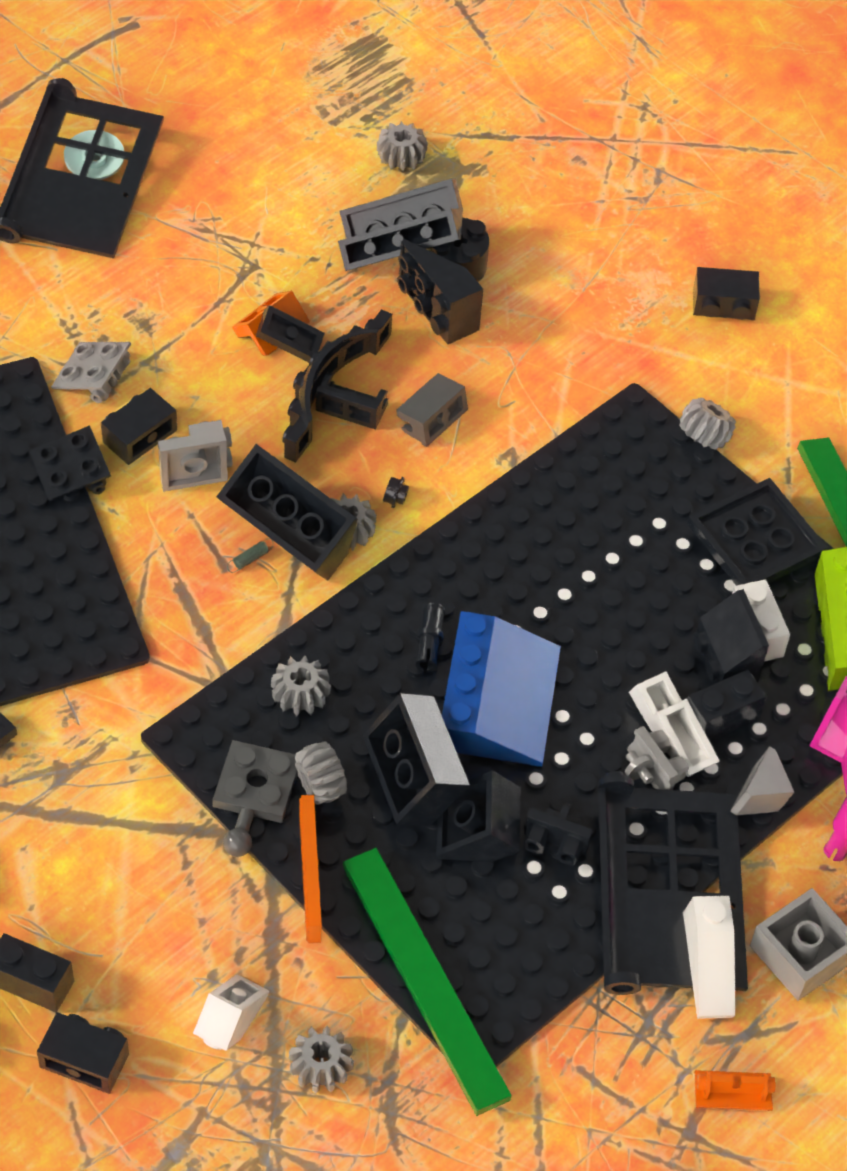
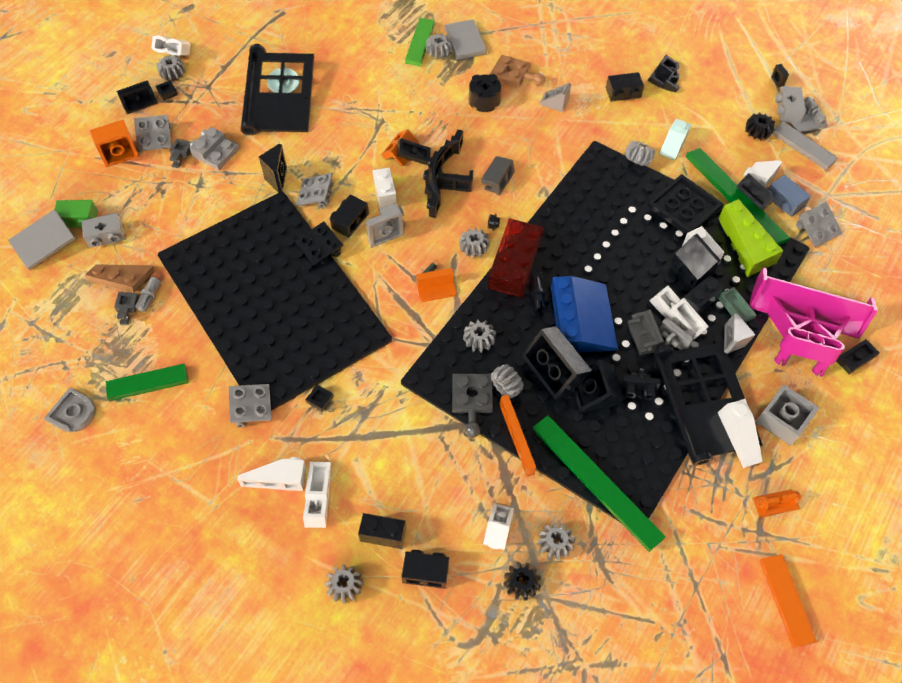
camera: 10 degrees left, 5 degrees up
(31, 310) = (274, 167): none -> black slope
(217, 388) = (384, 187): none -> white brick
(240, 1124) = (517, 587): none -> black gear
(255, 581) = (436, 285): none -> orange panel
(290, 511) = (445, 243): black slope -> none
(363, 138) = (418, 43): none -> bright green tile
(410, 563) = (515, 257): none -> clear red brick
(422, 216) = (454, 83): slope -> none
(440, 291) = (484, 113): black slope -> none
(457, 143) = (465, 39): none -> light grey tile
(528, 233) = (518, 72): none -> medium nougat plate
(591, 289) = (557, 98): none -> light grey slope
(599, 744) = (645, 332): none -> dark grey hinge
(786, 411) = (675, 139): none -> light aqua slope
(788, 736) = (736, 304): none -> sand green tile
(815, 286) = (666, 74): none -> black slope

